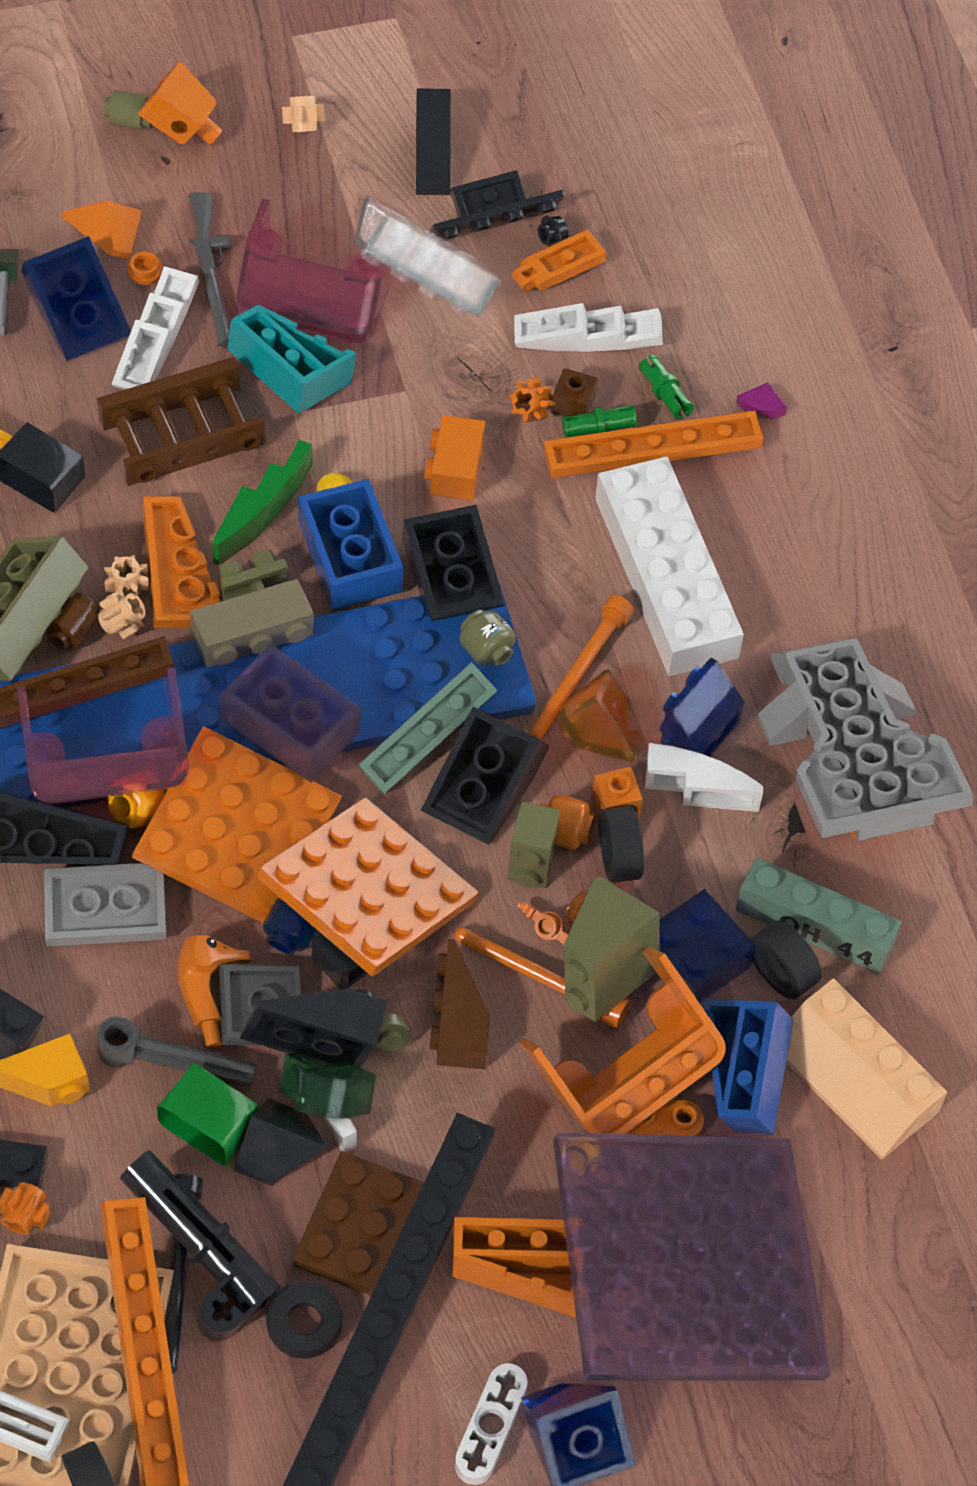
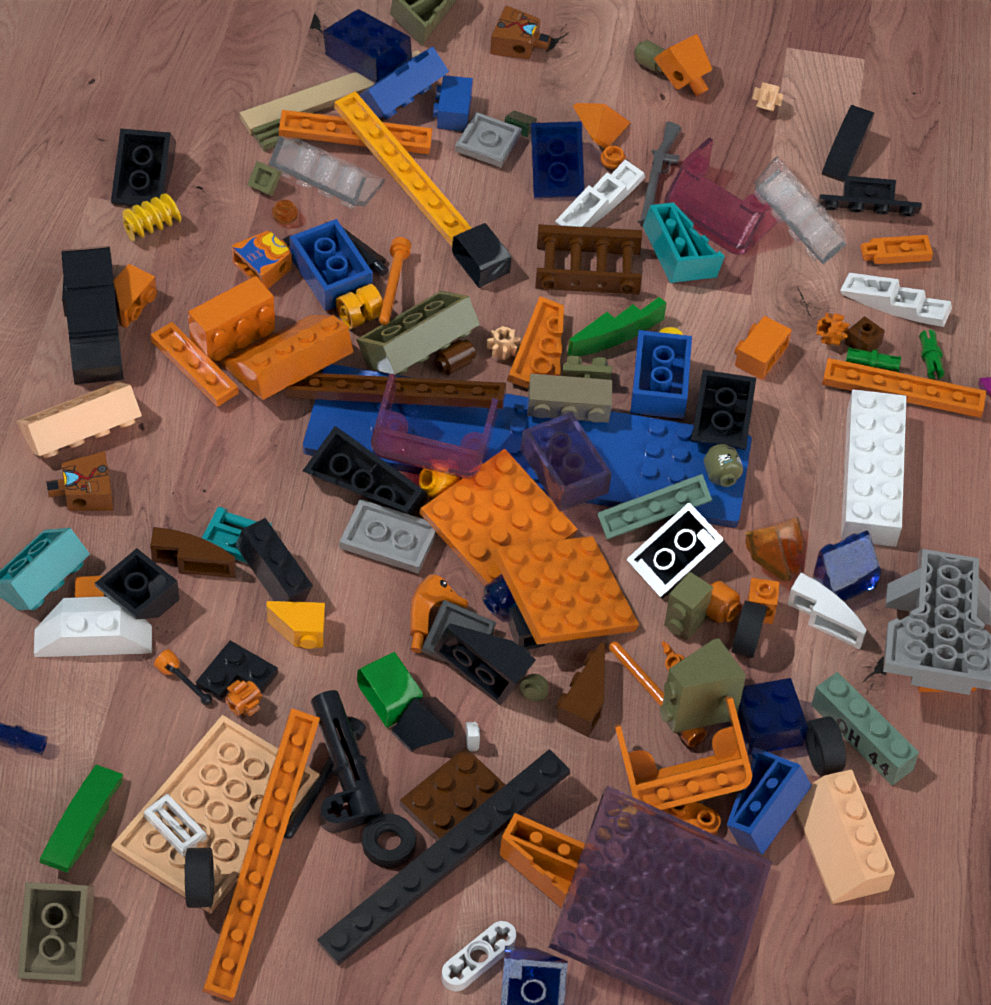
camera: 25 degrees right, 5 degrees down
(121, 614) = (489, 363): light nougat gear -> none
(166, 1053) = (382, 642): dark grey axle -> none
(327, 1090) = (474, 703): clear green brick -> none
(552, 230) = (902, 227): black plate -> none
(615, 613) = (822, 485): orange piece -> none

